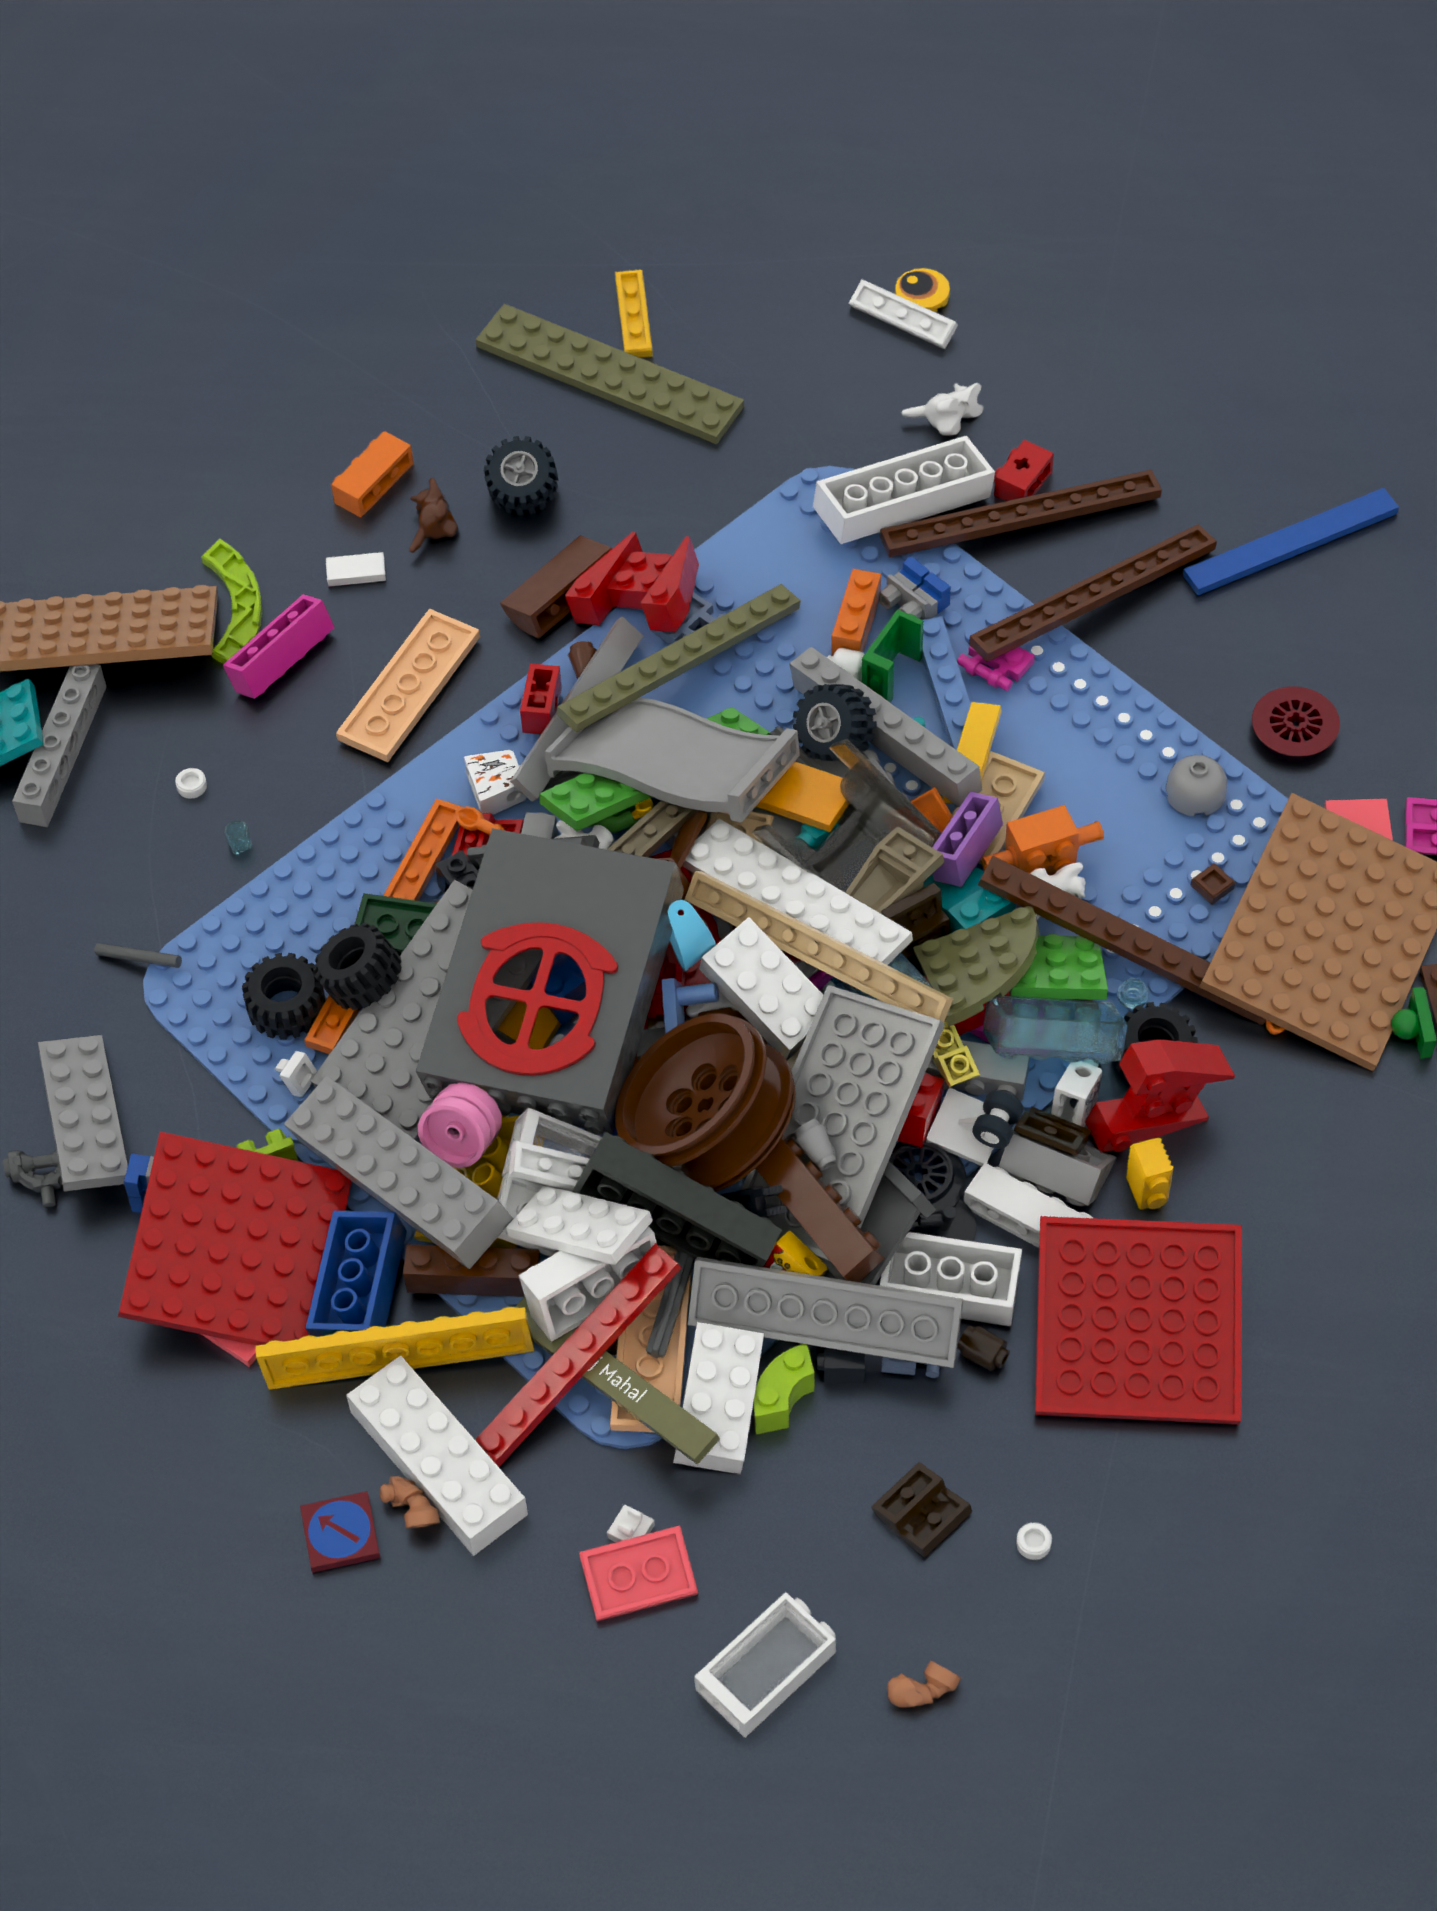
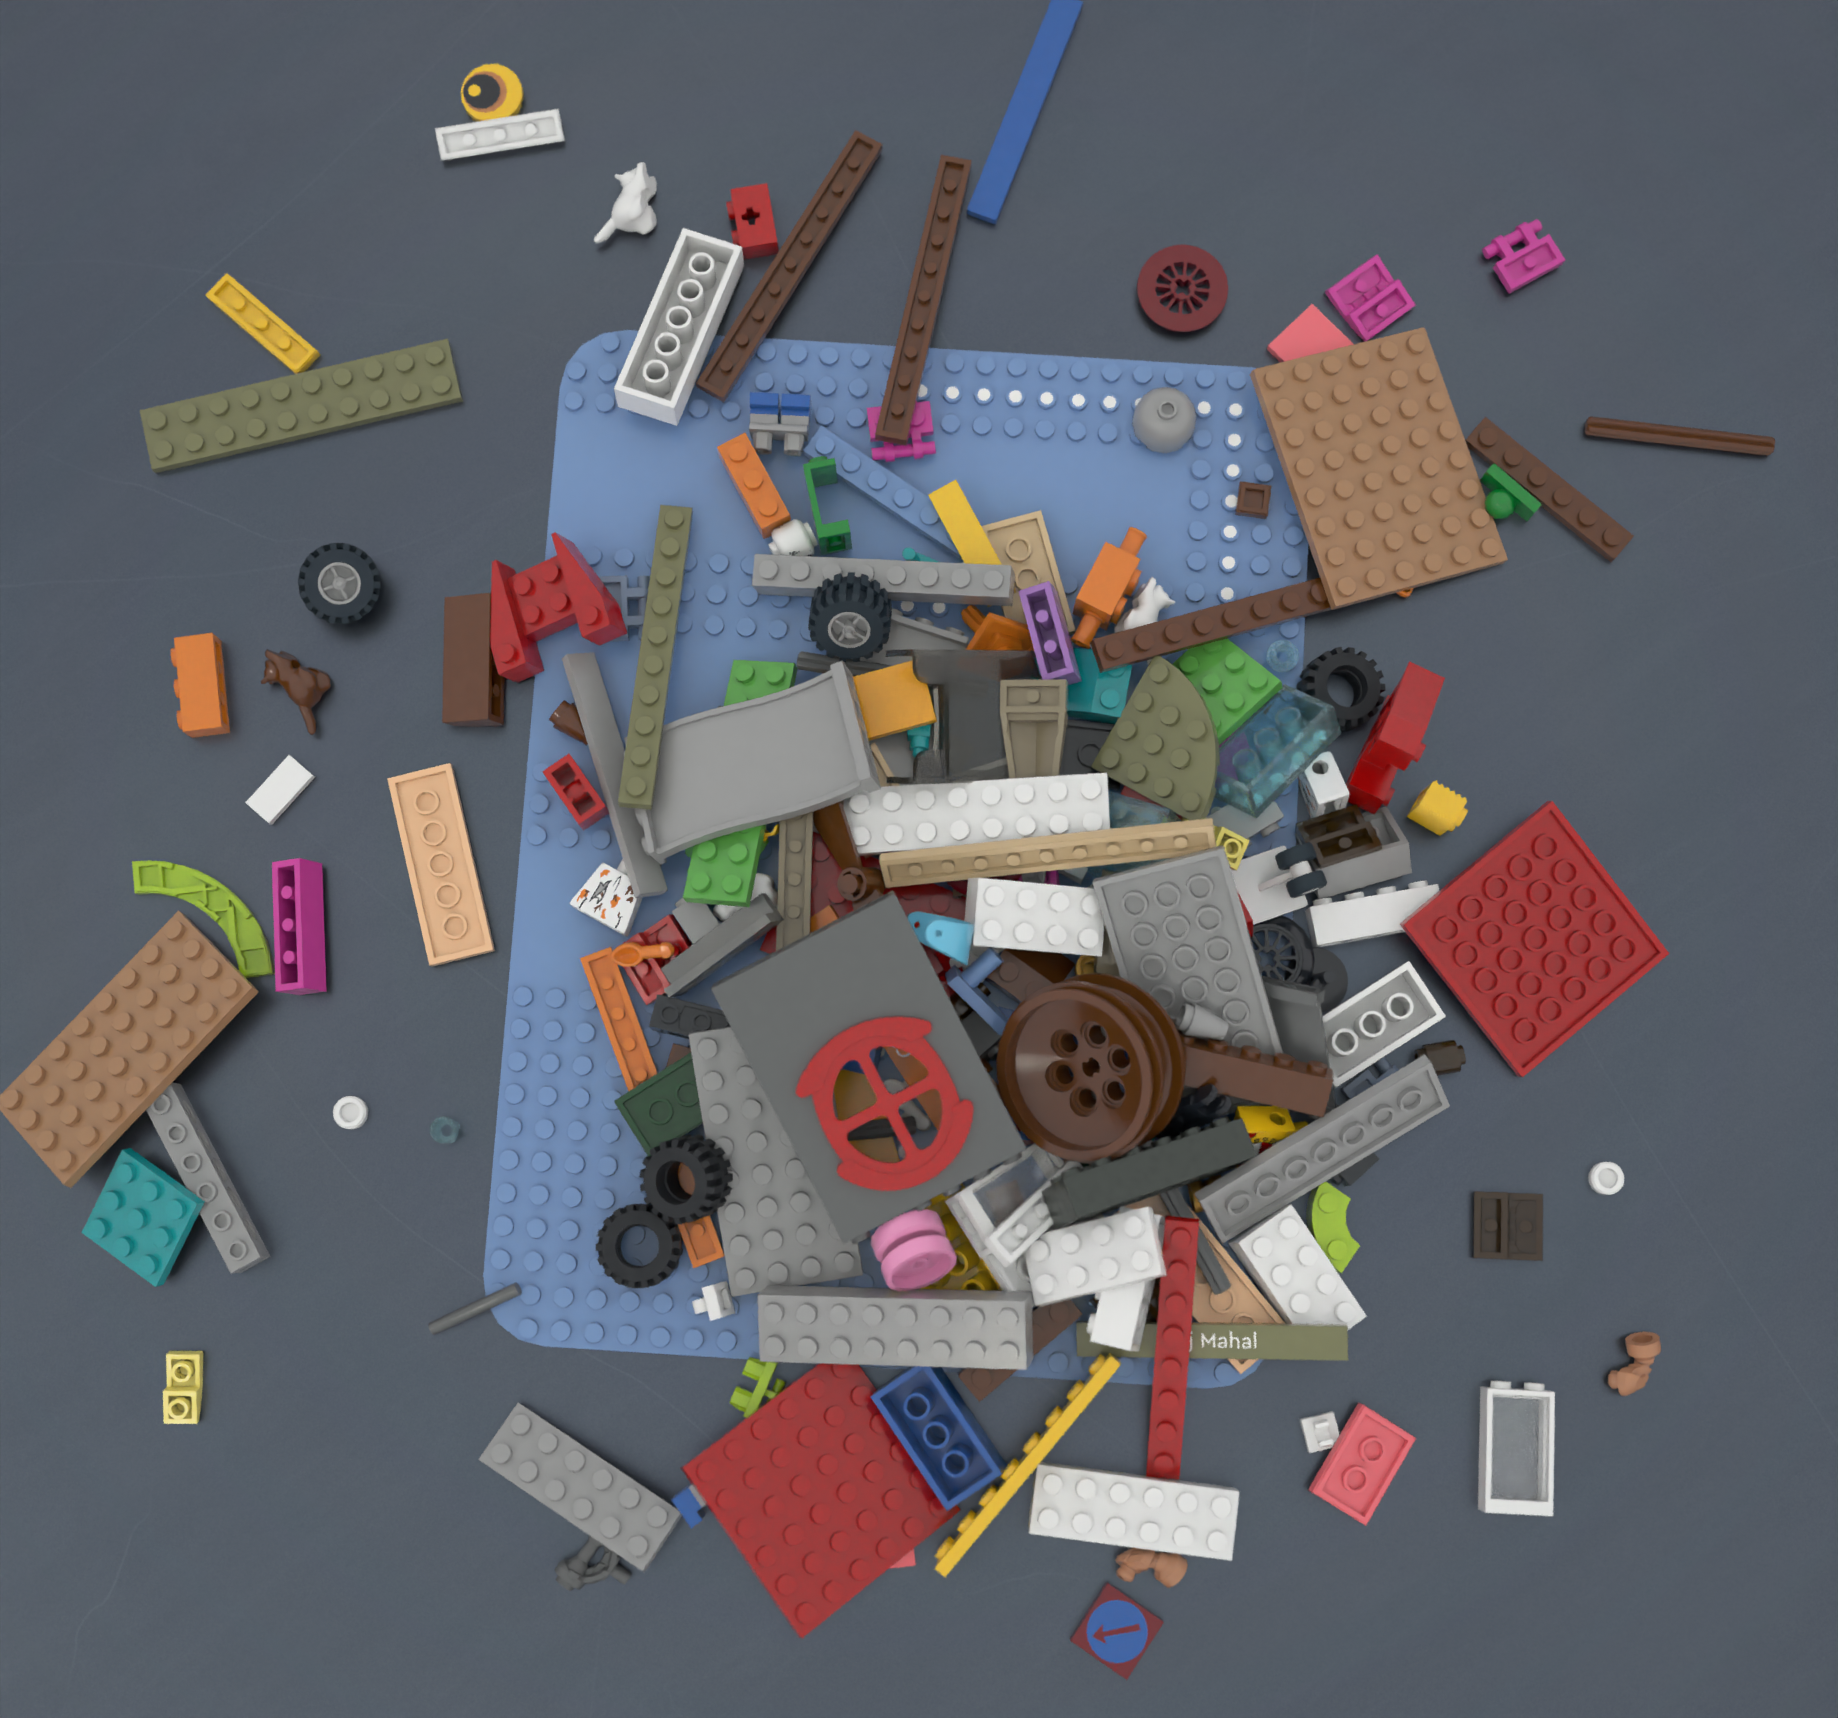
camera: 45 degrees left, 25 degrees up
(921, 915) = (1081, 744): dark brown slope -> none

